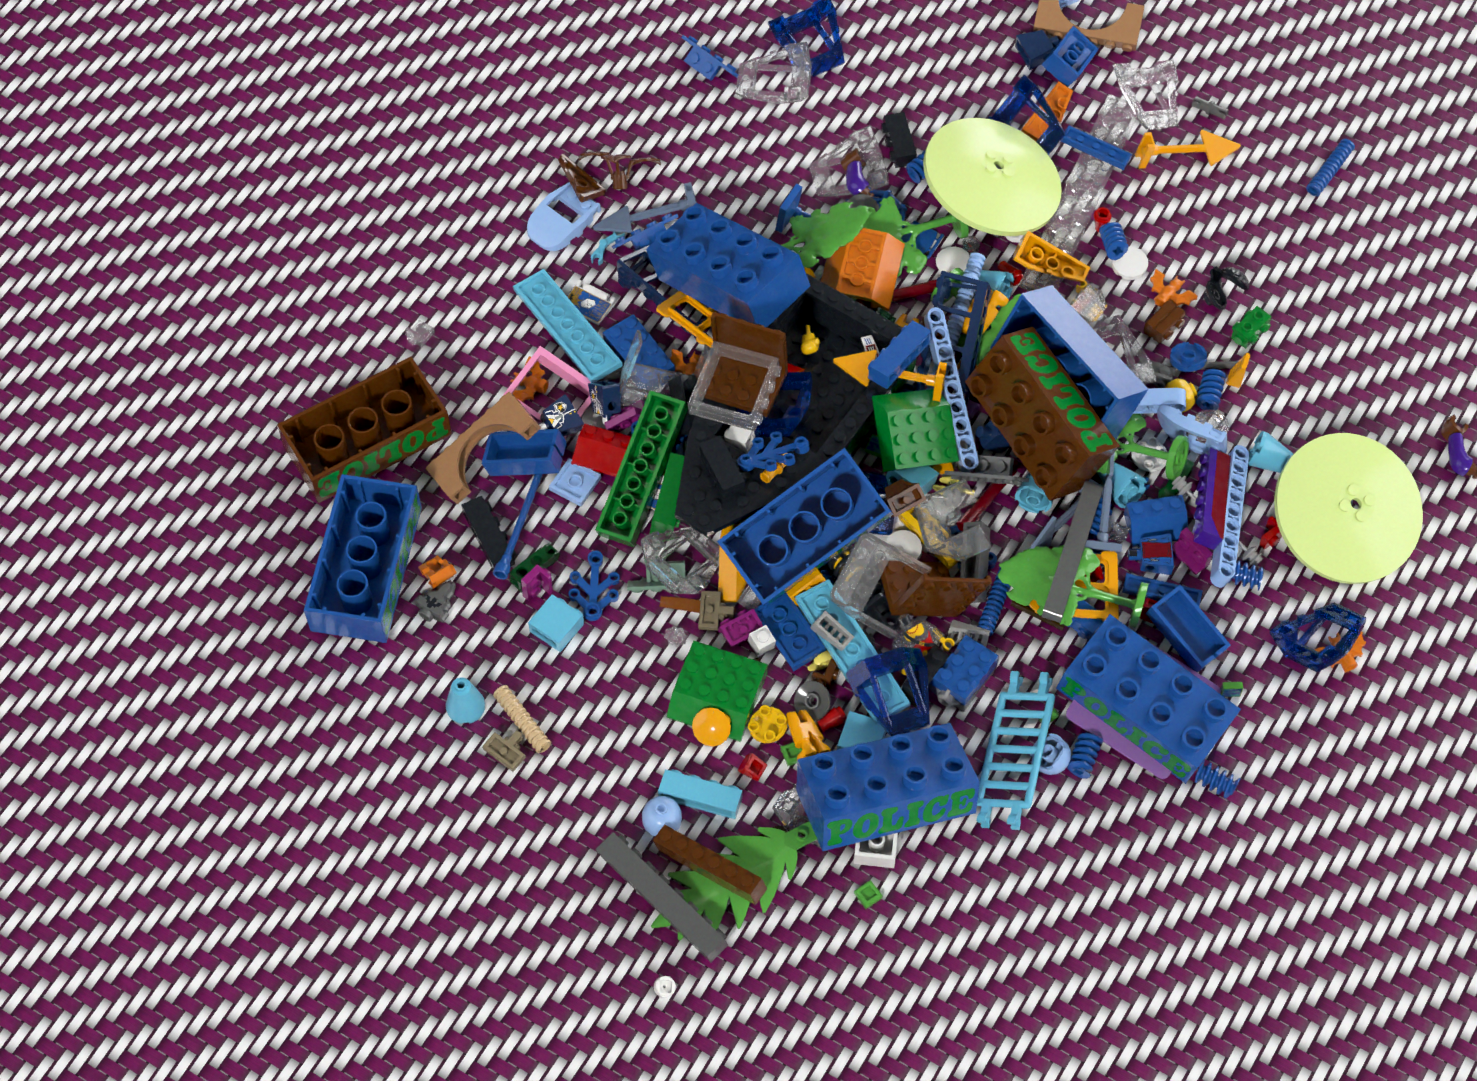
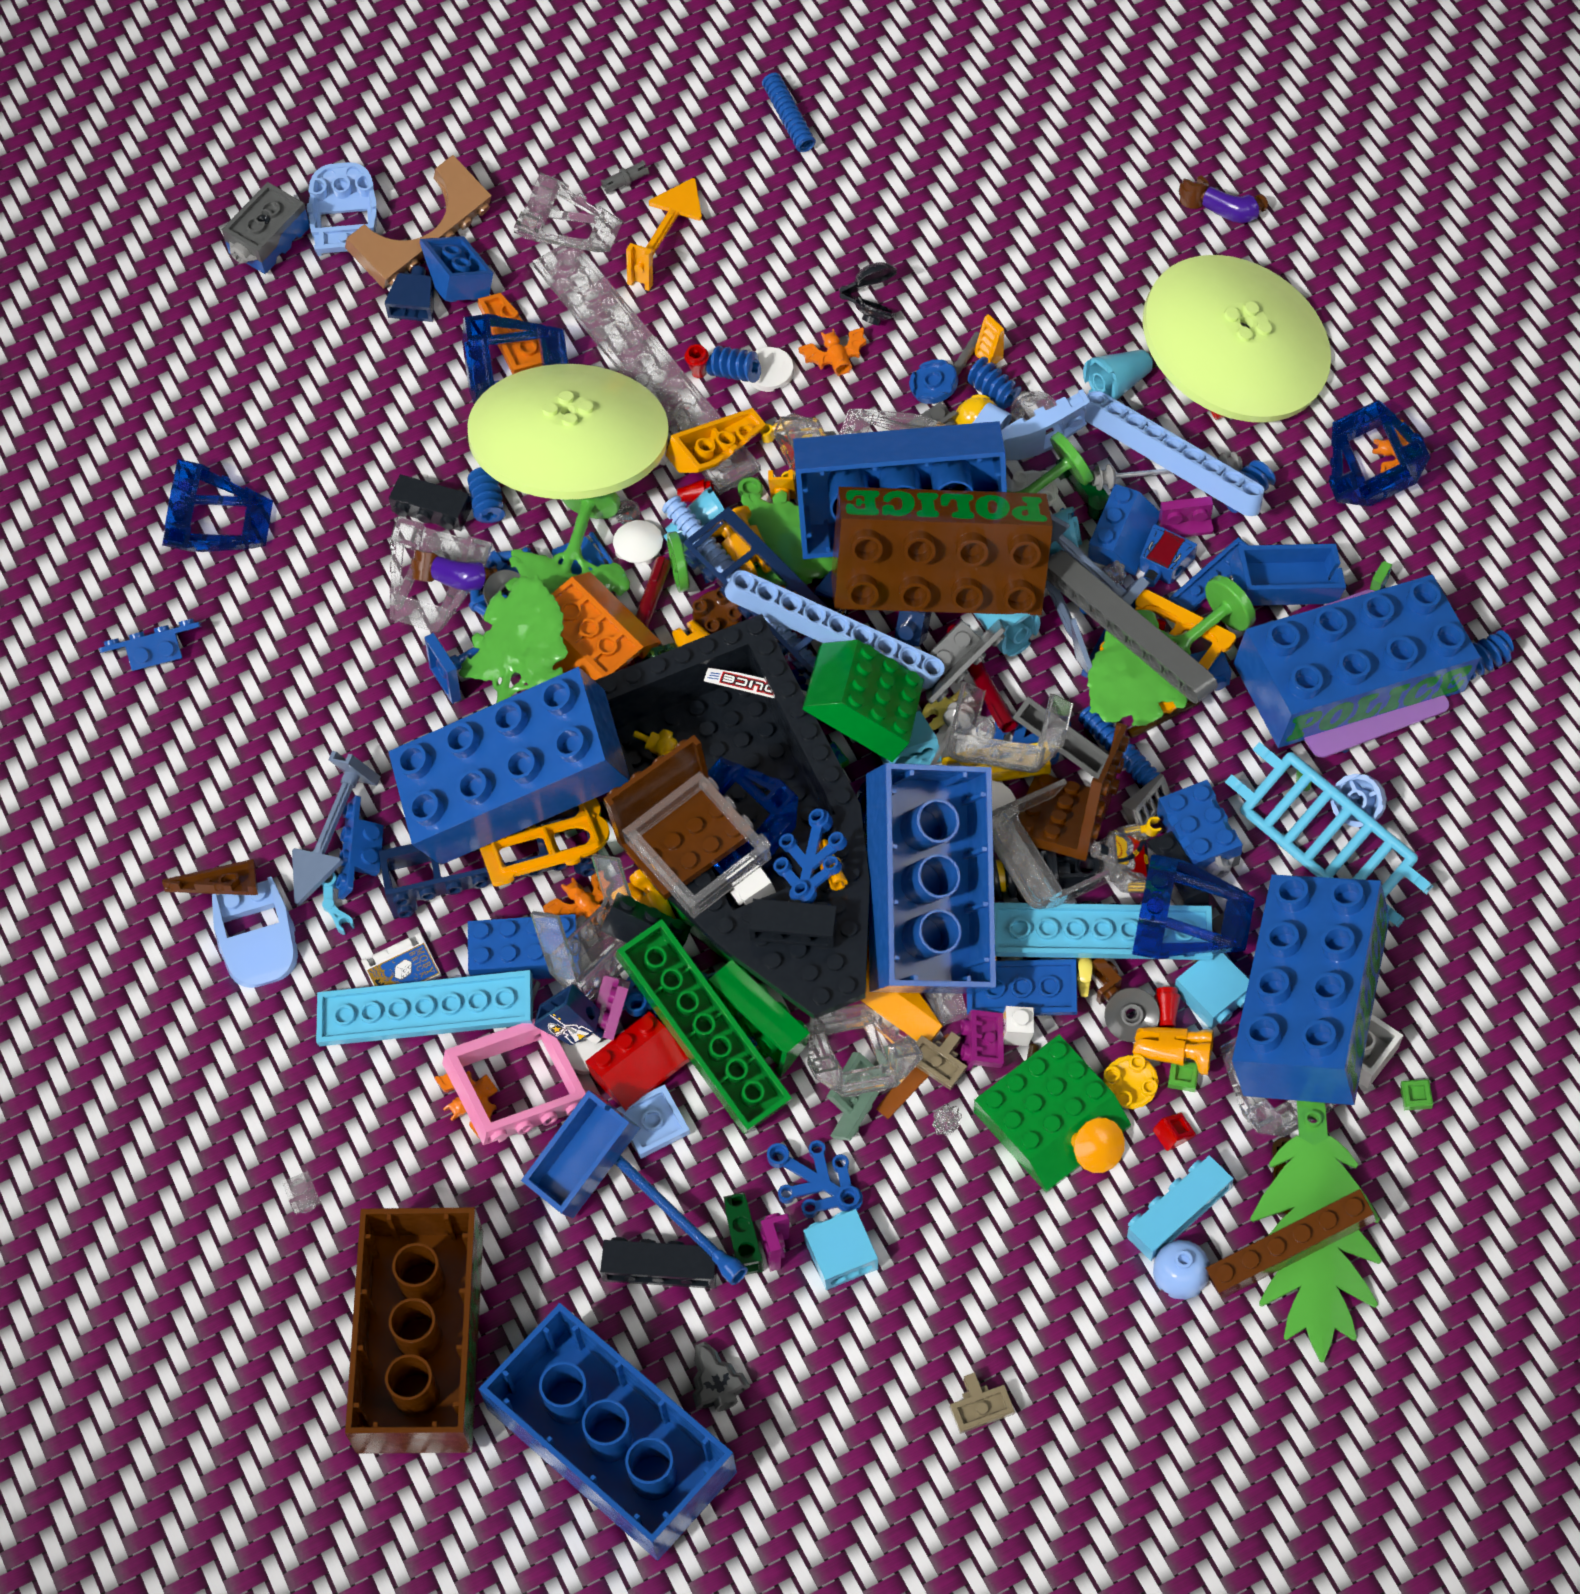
camera: 55 degrees left, 0 degrees up
(437, 571) = (672, 1354): orange cylinder -> none
(450, 465) = (522, 1141): medium nougat arch -> none
(464, 702) = (883, 1421): medium azure cone -> none
(522, 719) = (949, 1362): tan piece -> none
(561, 416) = (563, 1083): dark blue torso -> none
(618, 177) = (250, 831): reddish brown plant -> none
(662, 897) = (1297, 1324): dark grey brick -> none
(664, 986) = (1412, 1388): white tile -> none
(800, 80) = (259, 556): clear windscreen -> none
(827, 618) = (1052, 944): light grey slope -> none
(857, 367) = (756, 698): light orange piece -> none
(899, 354) = (773, 646): blue brick -> none
(903, 496) = (939, 750): reddish brown slope -> none
(1083, 755) = (1370, 764): blue piece -> none
(1096, 147) = (599, 311): blue tile -> none
(1164, 322) = (873, 378): reddish brown brick -> none
(1211, 498) = (1142, 456): dark purple brick -> none
(1250, 328) = (939, 301): green brick -> none
(1271, 537) = (1211, 423): red bracket -> none

